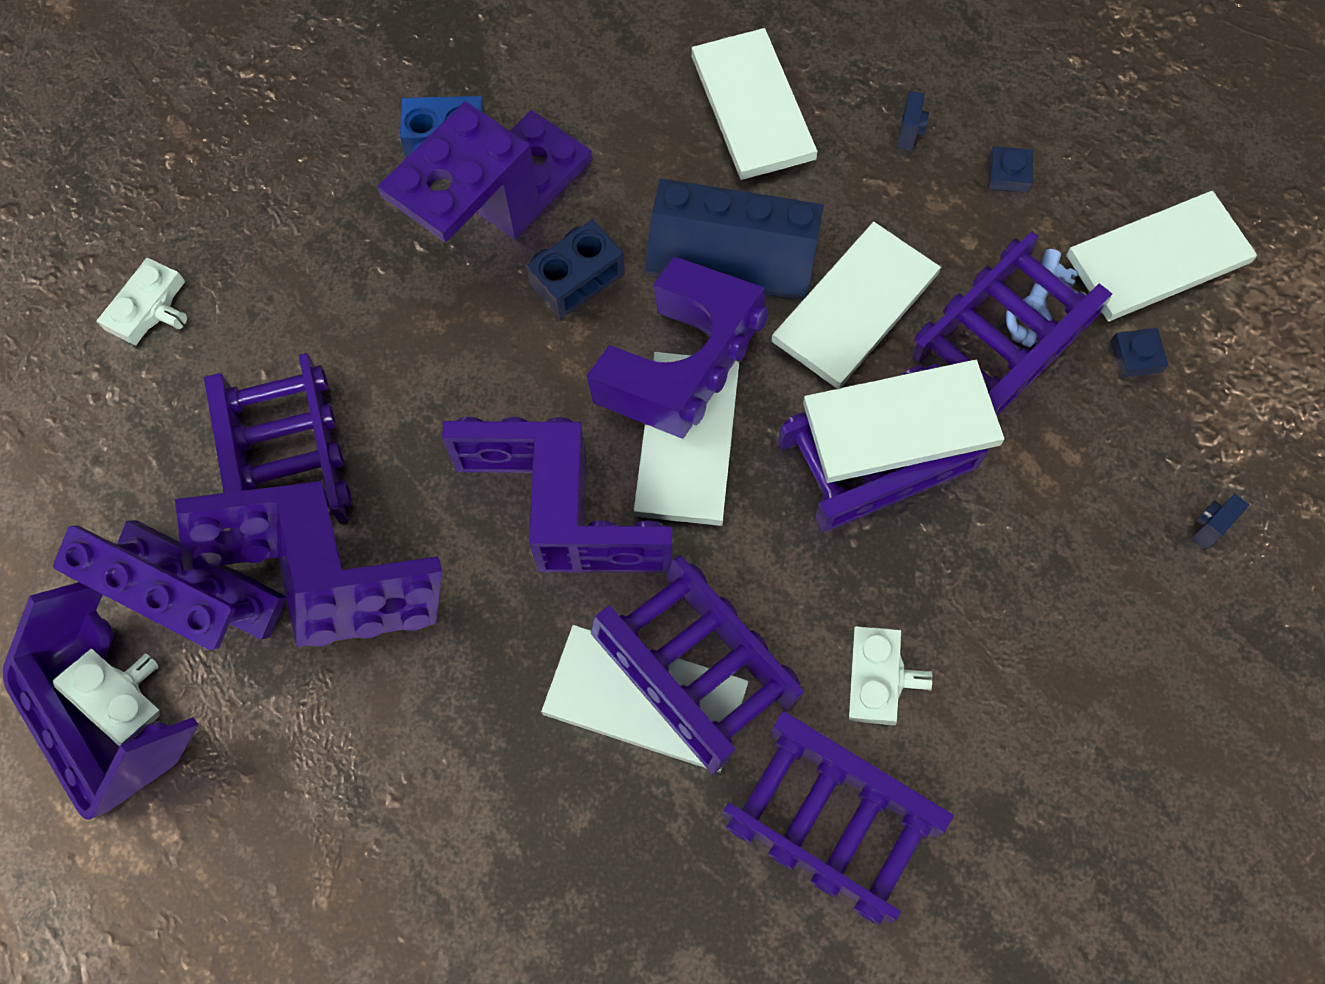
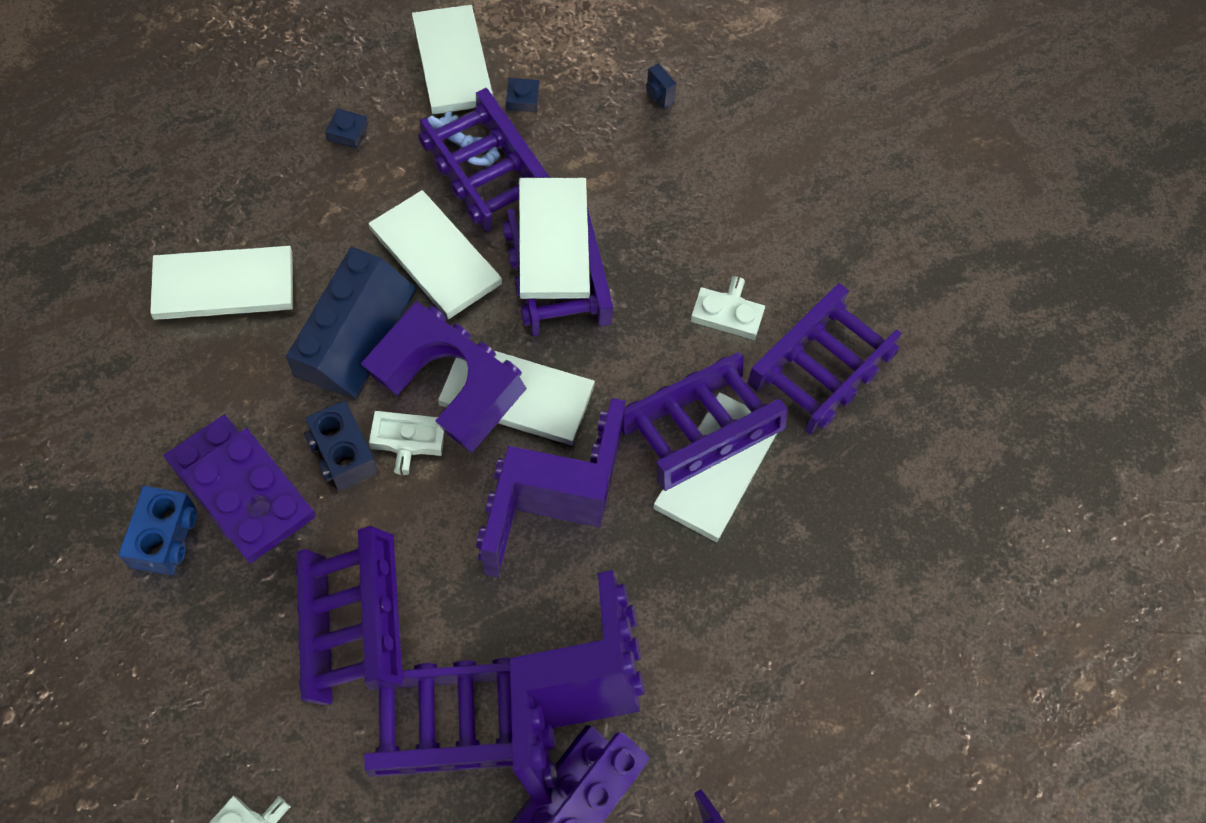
camera: 85 degrees left, 5 degrees down
(366, 321) = (379, 617): none -> dark purple fence
(602, 325) = (406, 437): none -> light aqua plate
(913, 121) = (283, 176): dark blue plate -> none

